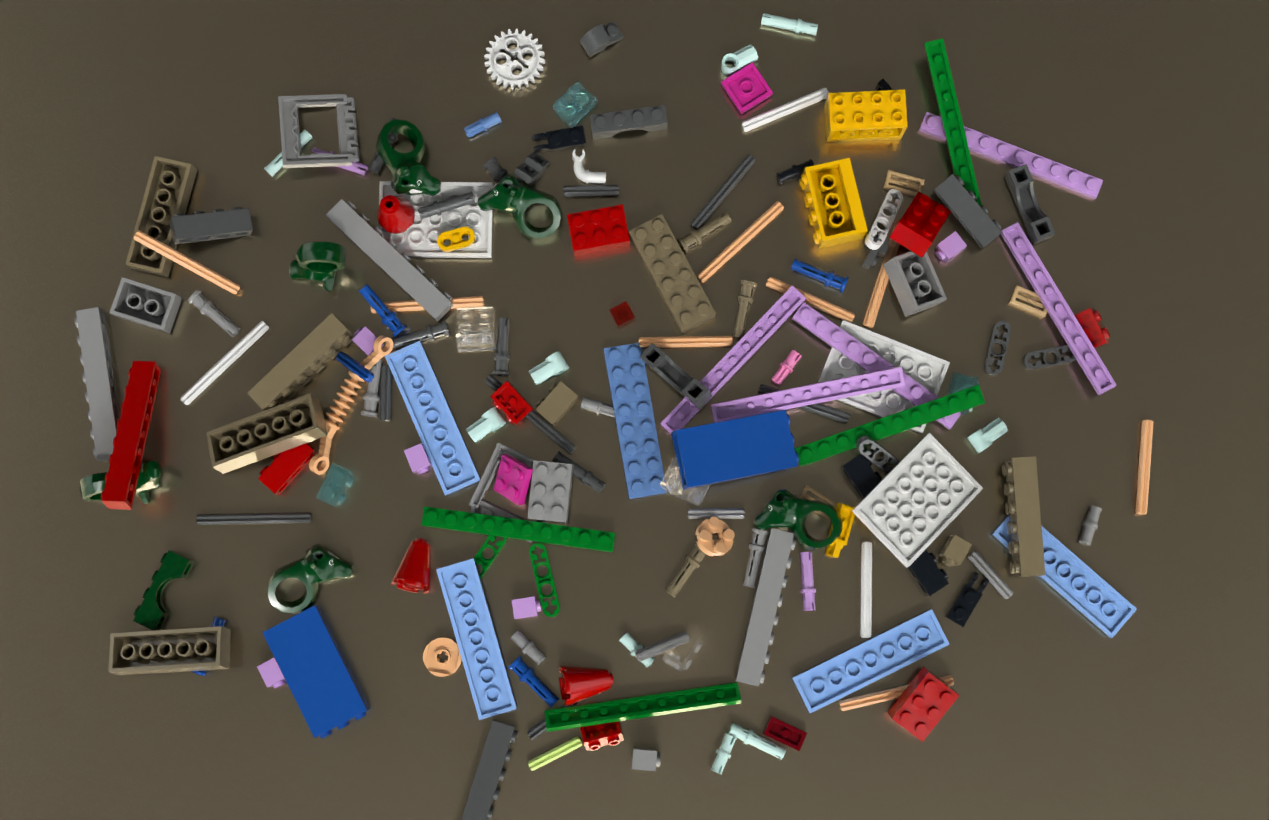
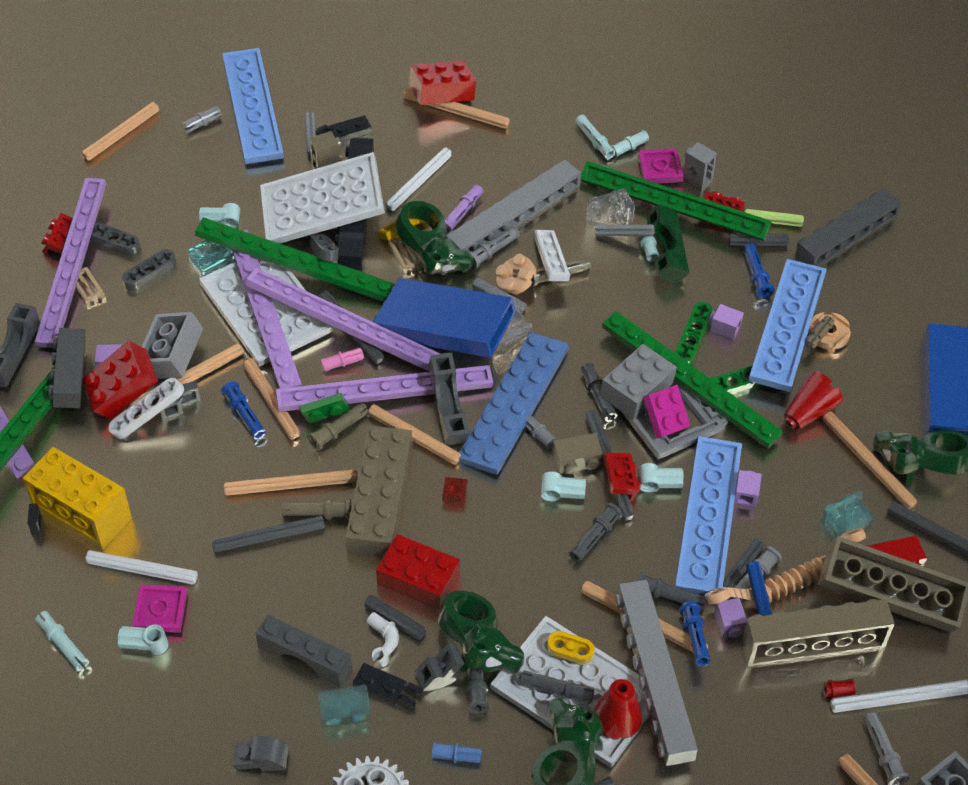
camera: 150 degrees left, 30 degrees down
(268, 339) = (838, 688): none -> red pin
(318, 263) = (737, 704): dark green animal -> none
(346, 549) = (869, 460): none -> light nougat axle
(446, 642) = (819, 332): none -> dark tan axle
(475, 329) = (607, 565): clear bracket -> none
(528, 647) = (744, 295): light grey pin -> none
(582, 683) = (715, 242): red cone -> none
(602, 639) = (673, 262): none -> dark green arch
(681, 745) = (661, 165): none -> dark pink plate
(700, 576) = (551, 255): none -> white tile
(755, 315) = (325, 408): none -> green plate
(785, 733) = (568, 129): dark red plate -> none
(794, 172) = (184, 505): black pin -> none
(844, 197) = (177, 448): yellow brick -> none
(870, 661) = (458, 134): light blue plate -> none
(905, 177) = (106, 447): tan tile -> none
(1024, 517) = (248, 136): dark tan brick -> none

